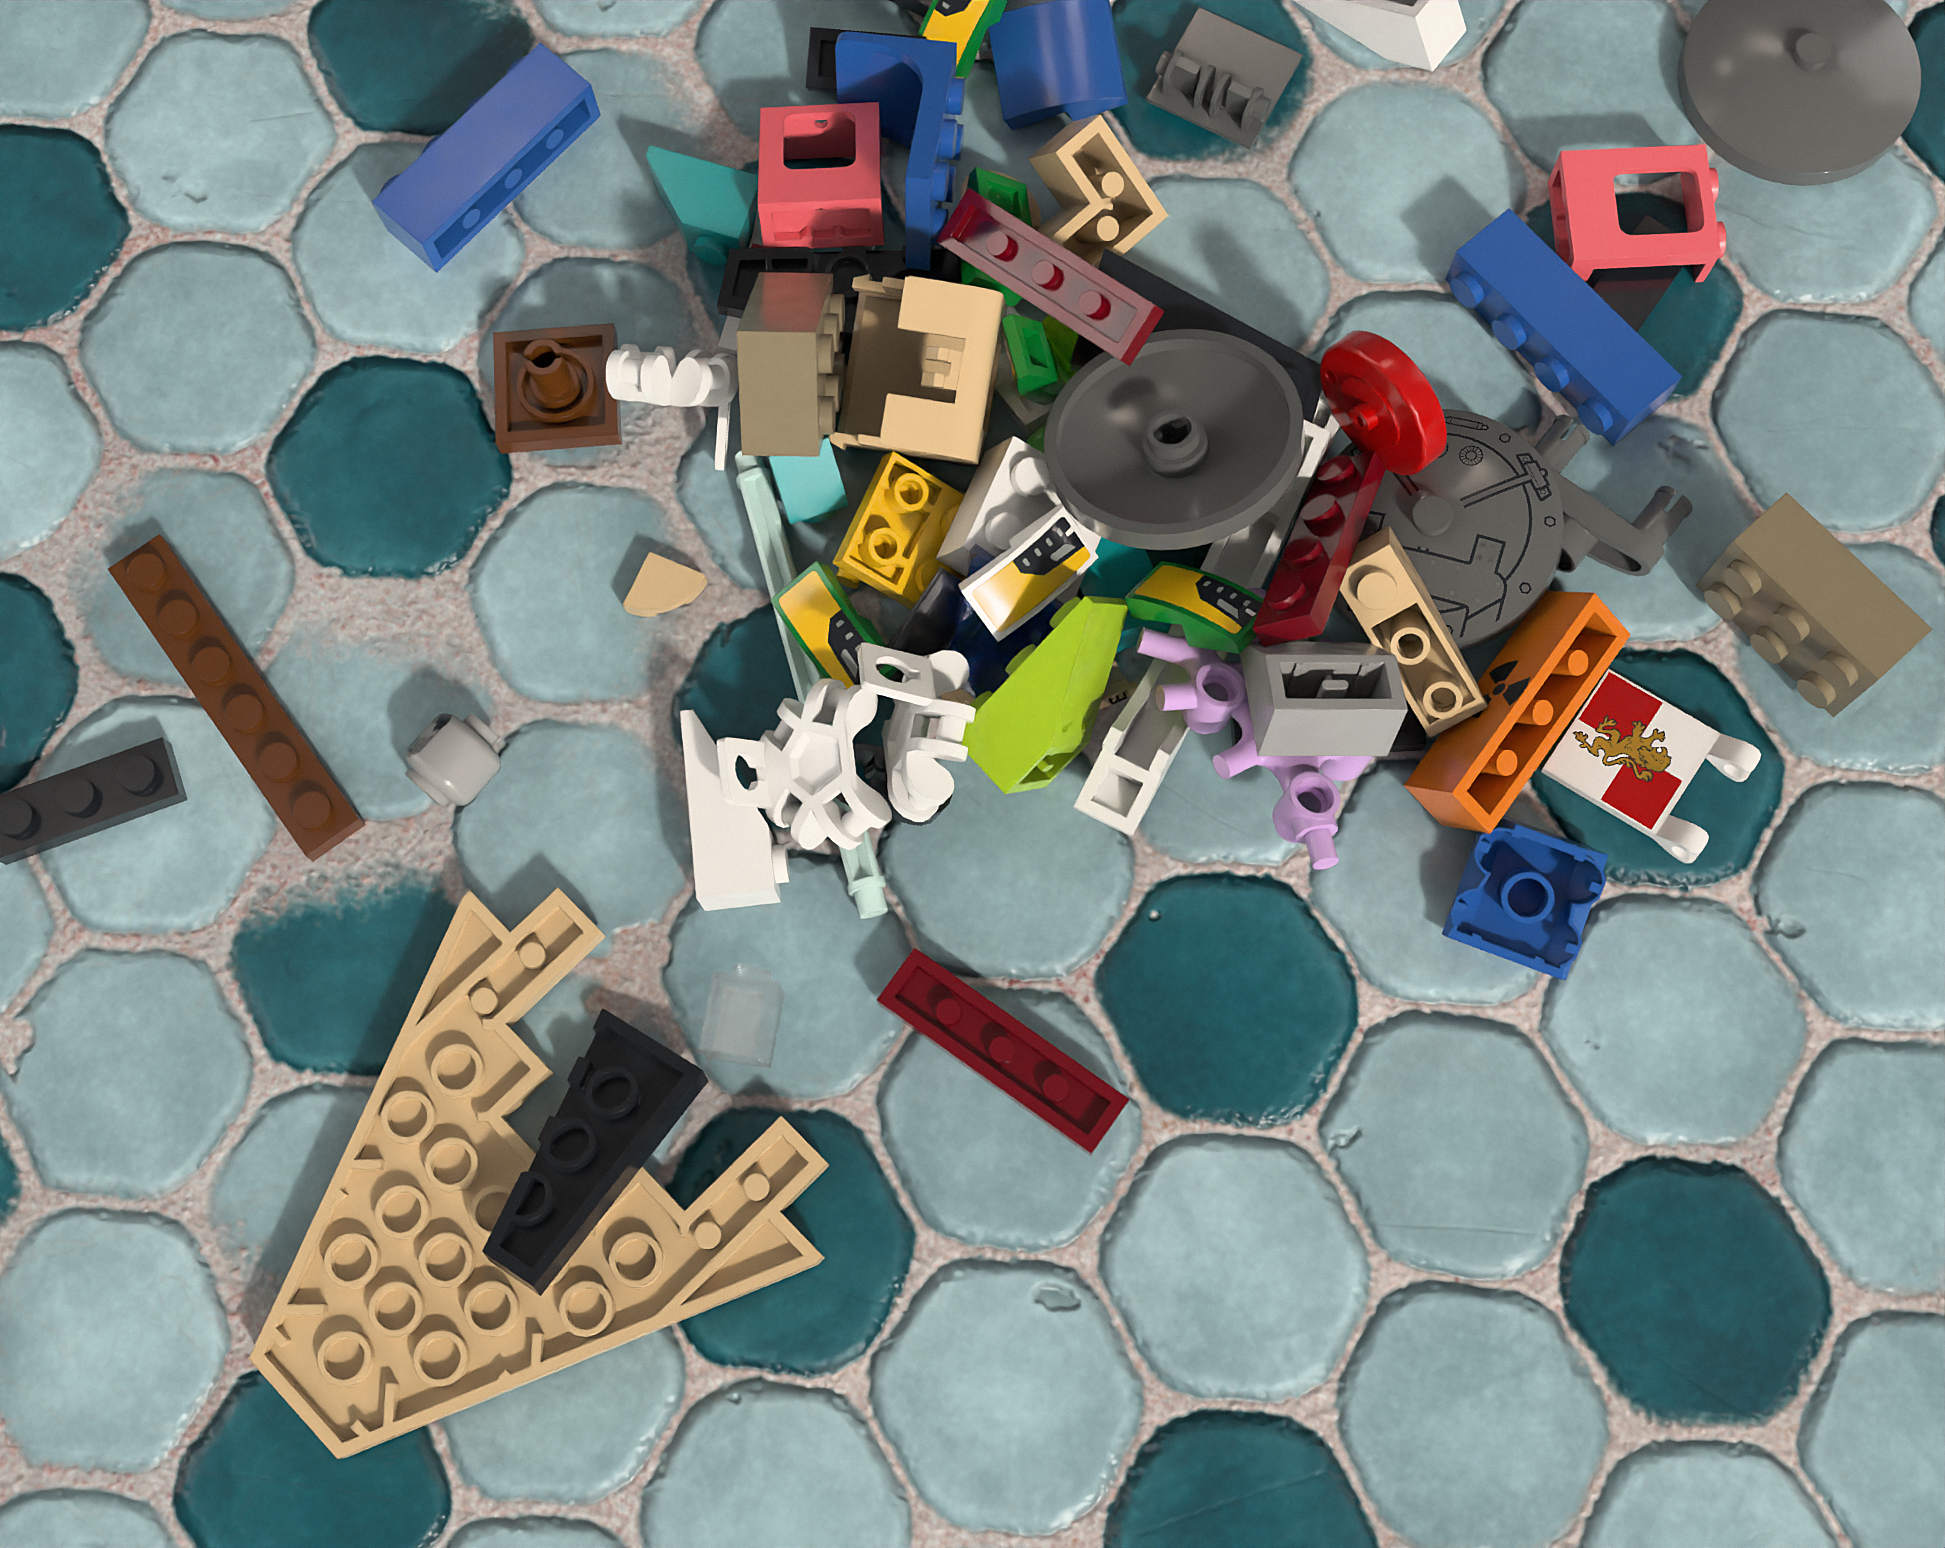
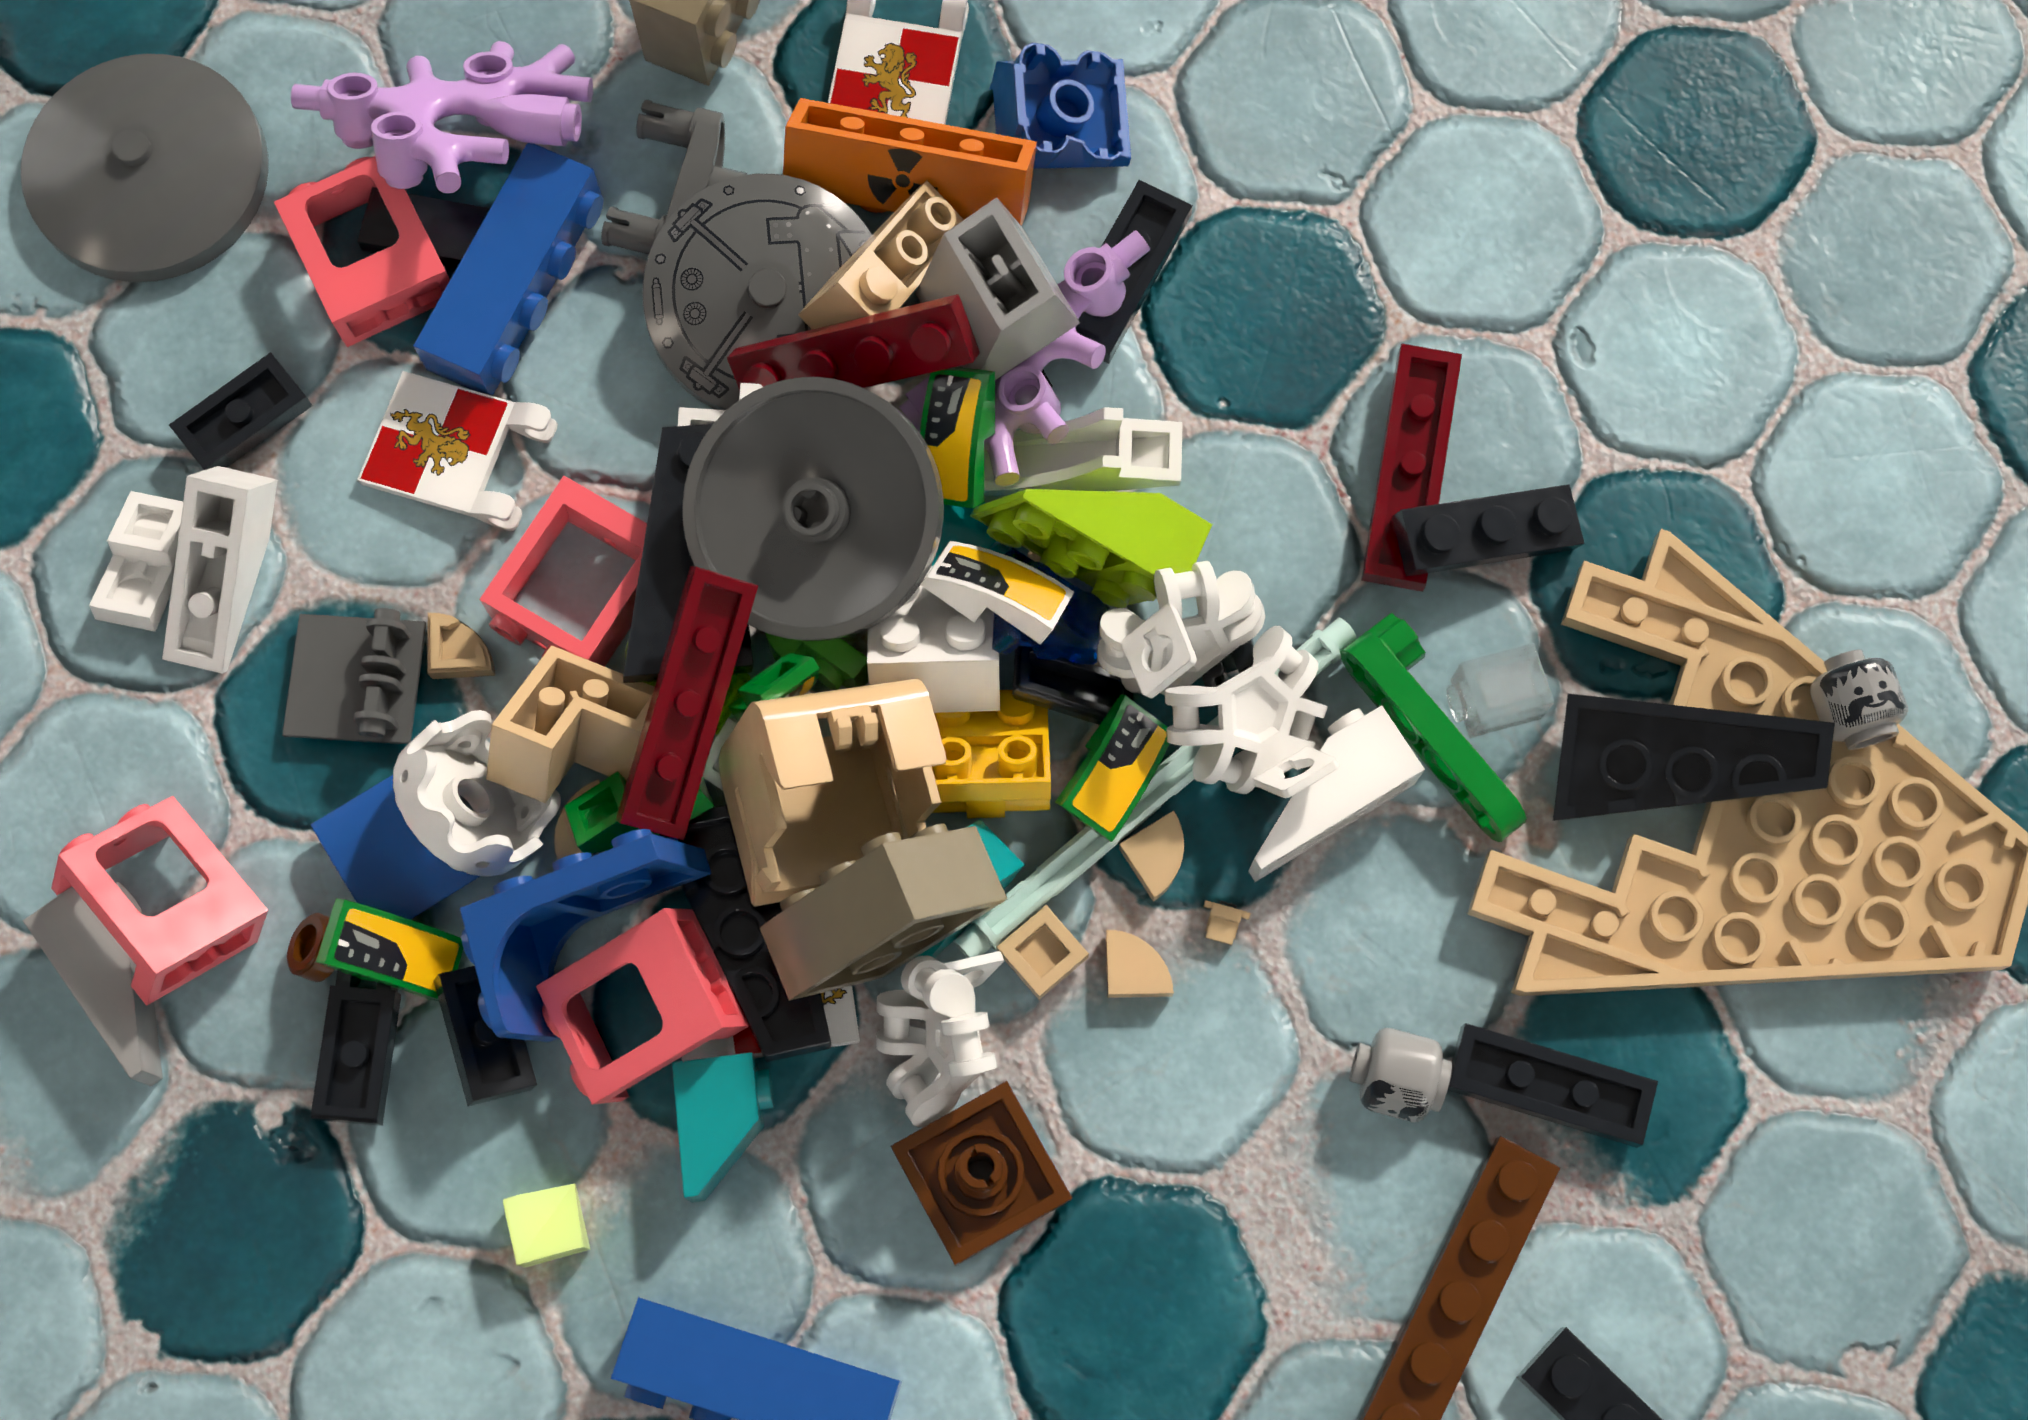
camera: 120 degrees left, 0 degrees up
(375, 884) = (1552, 1085): none -> black plate
(553, 1343) = (1860, 699): none -> light grey head
(666, 681) = (1223, 921): none -> tan piece
(691, 55) = (546, 1225): none -> yellowish green slope
(712, 514) = (1042, 952): none -> tan plate
(751, 649) = (1156, 854): none -> tan tile
(821, 921) = (1380, 667): none -> green beam
(900, 1087) = (1487, 530): none -> black plate
(1055, 63) = (453, 762): none -> white plate
(1216, 165) = (456, 649): none -> tan tile
(1275, 312) = (602, 520): none -> coral window
(1341, 896) = (1160, 222): none -> black plate
(1383, 402) = (688, 352): red wheel -> none
(1412, 220) = (444, 443): none -> flag
(1511, 67) = (241, 414): none -> black plate
(1752, 271) = (399, 121): none -> lavender plant

